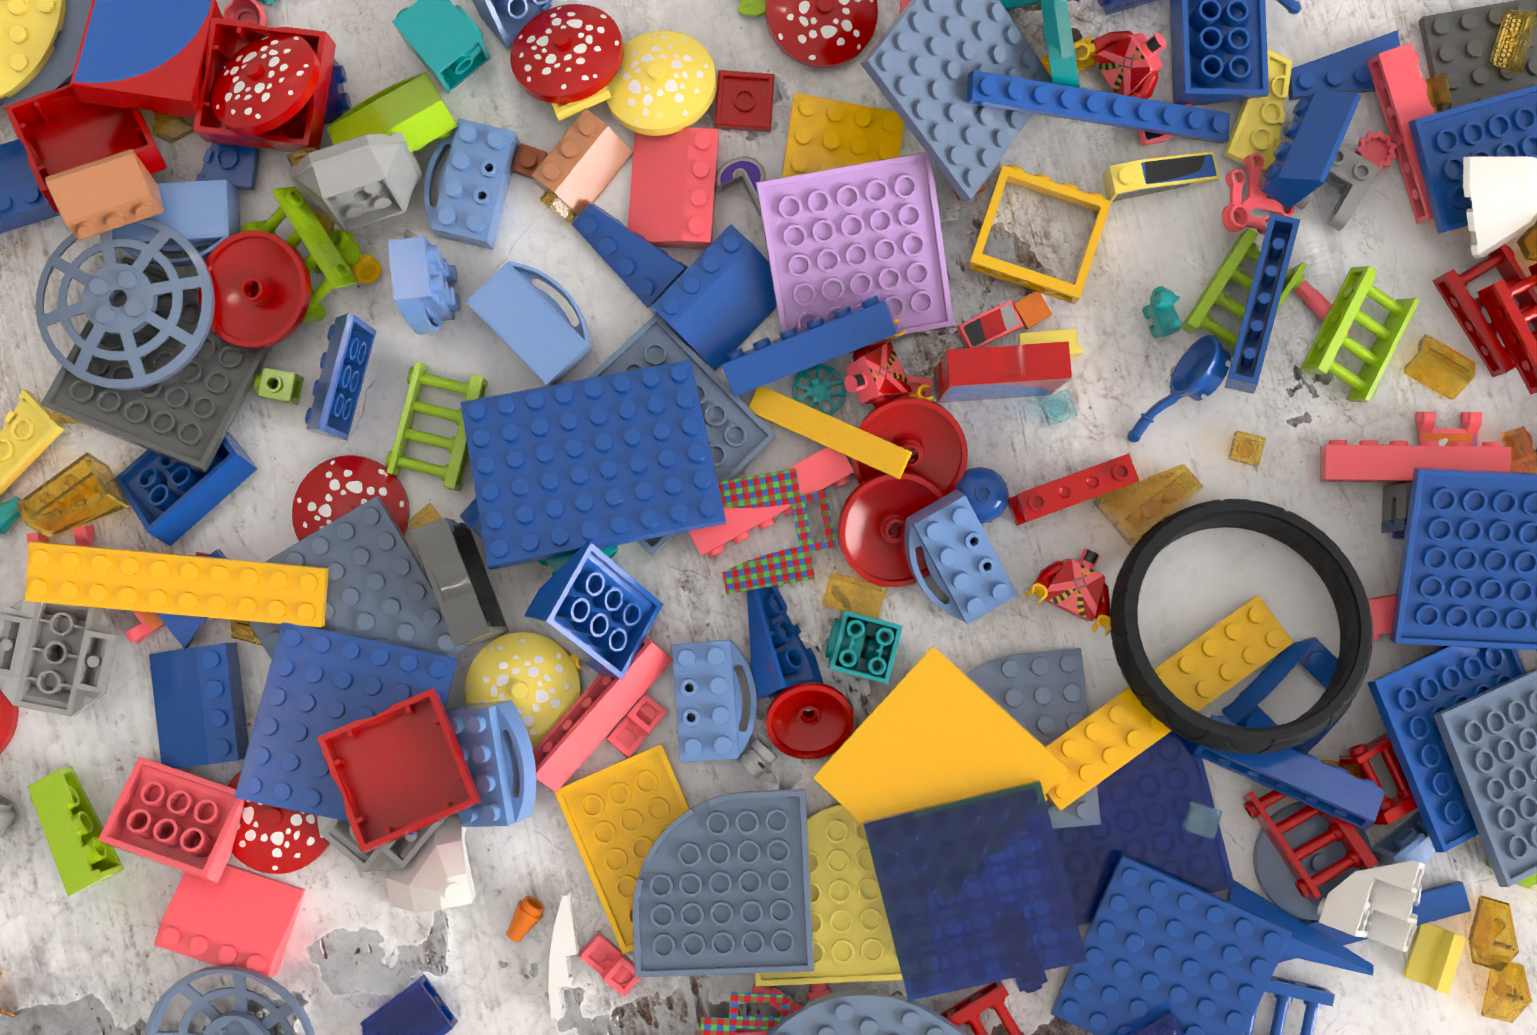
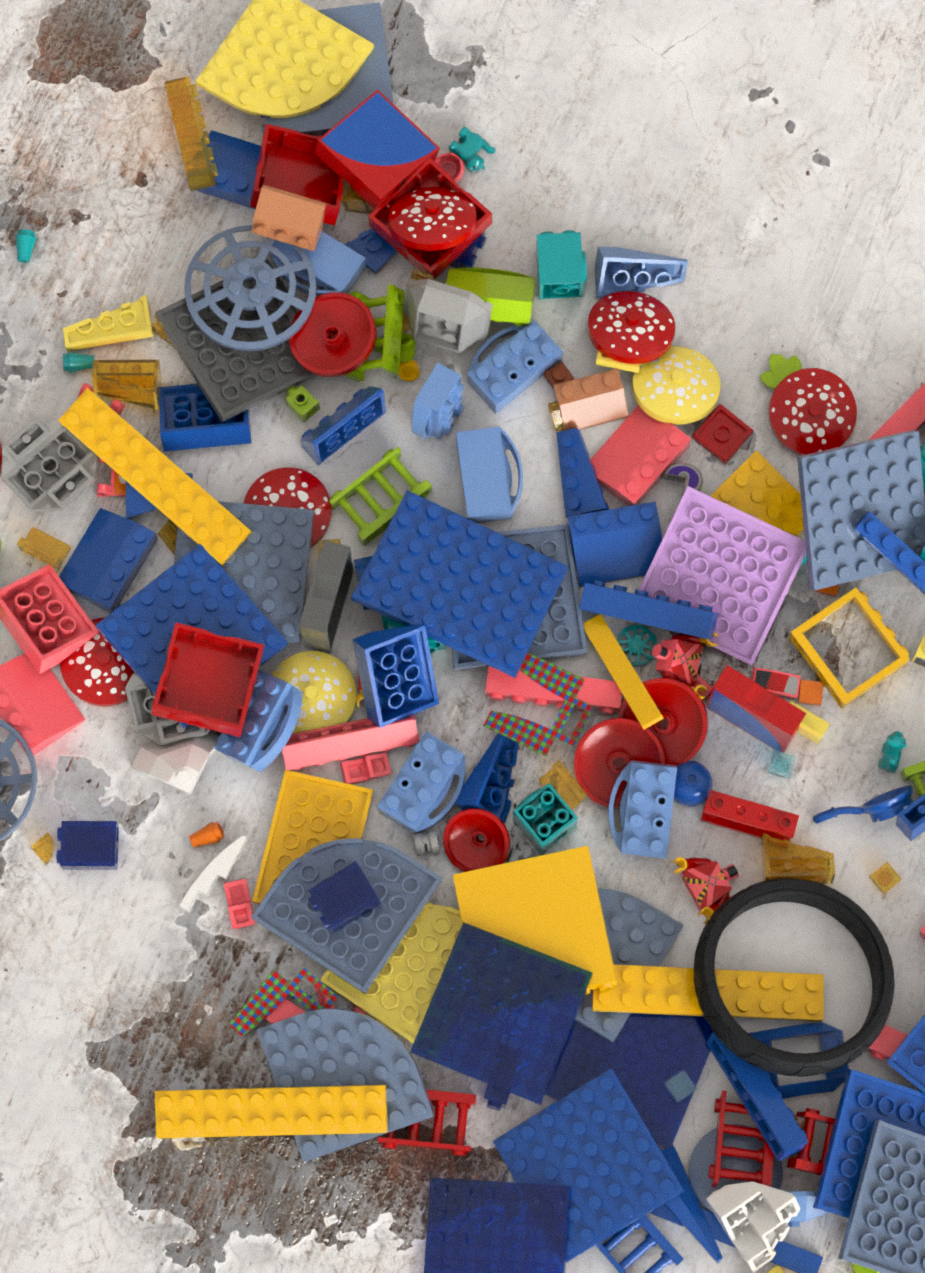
camera: 40 degrees right, 10 degrees down
(121, 741) = (44, 548): none -> clear yellow panel
(719, 889) = (343, 897): none -> clear blue brick

